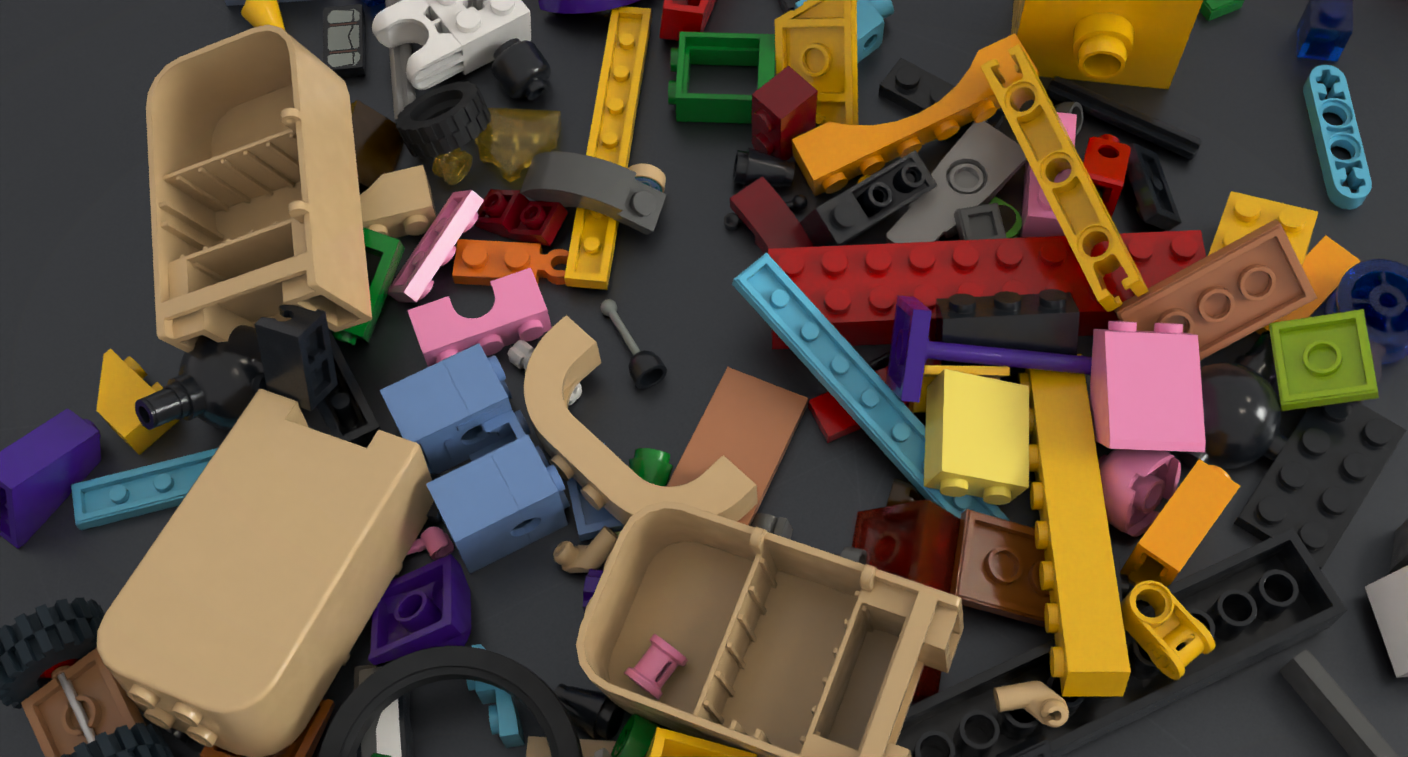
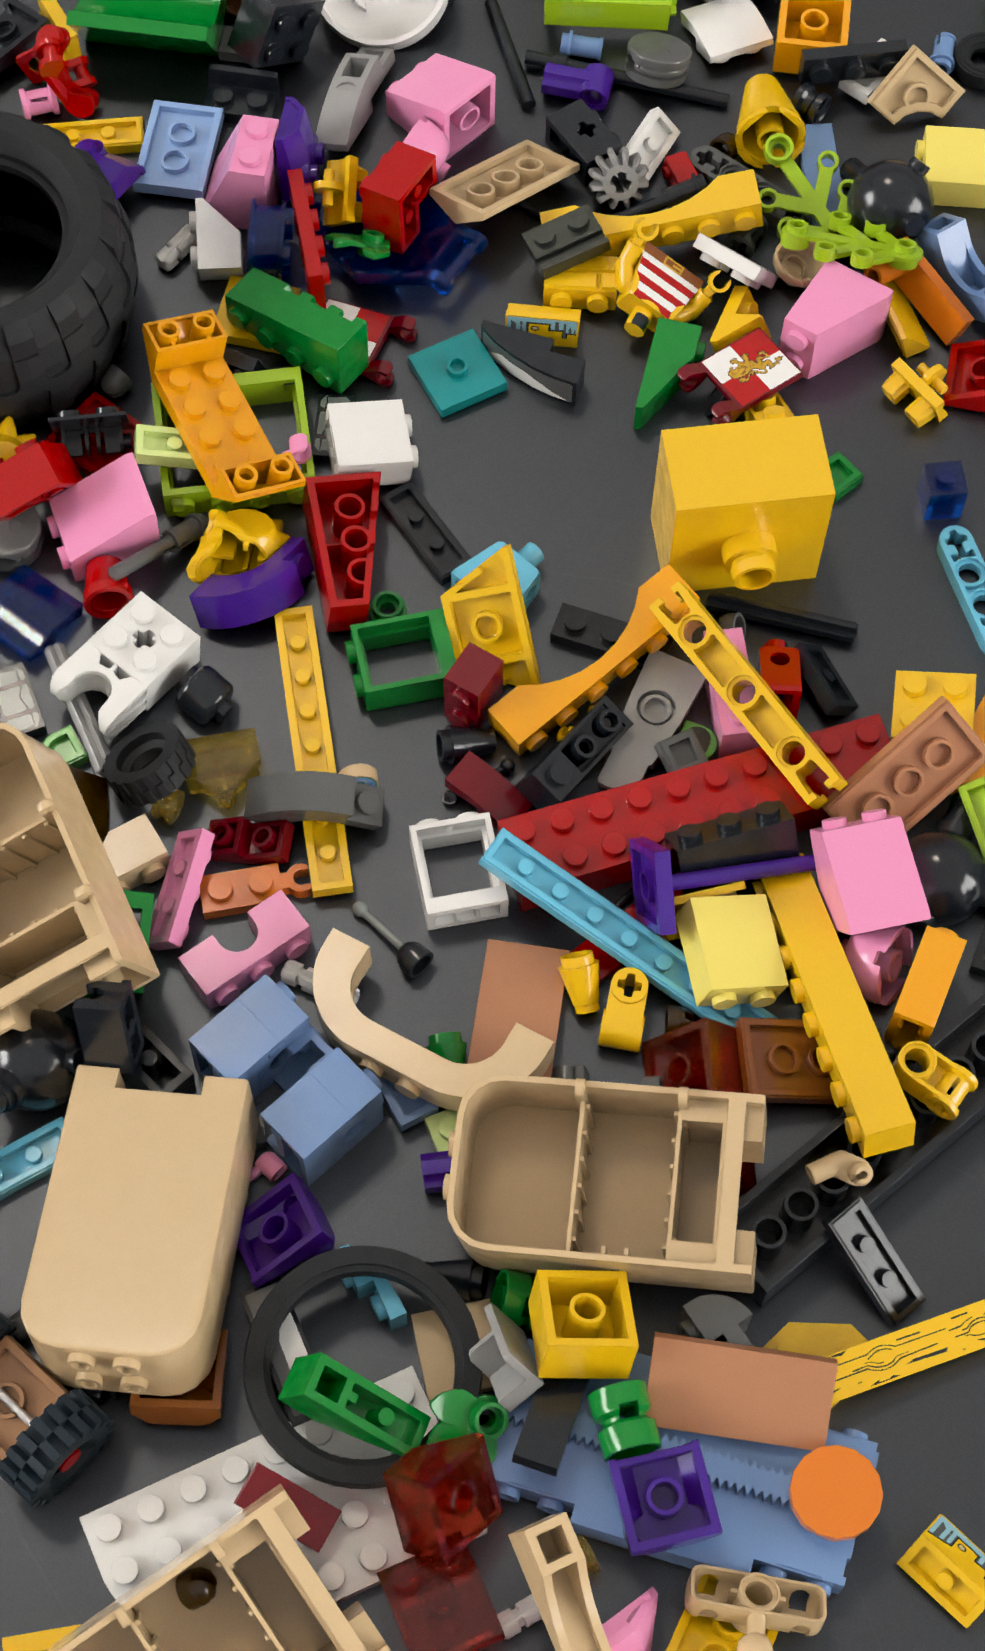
camera: 20 degrees left, 0 degrees up
(374, 92) = (68, 746): none -> bright green tile
(585, 557) = (412, 1145): tan arm -> none
(656, 666) = (511, 1221): bright pink bush -> none
(712, 328) = (464, 906): none -> white window
(725, 21) = (386, 600): none -> green plate
(810, 431) = (581, 980): none -> yellow cone
(845, 479) = (624, 1015): none -> yellow piece

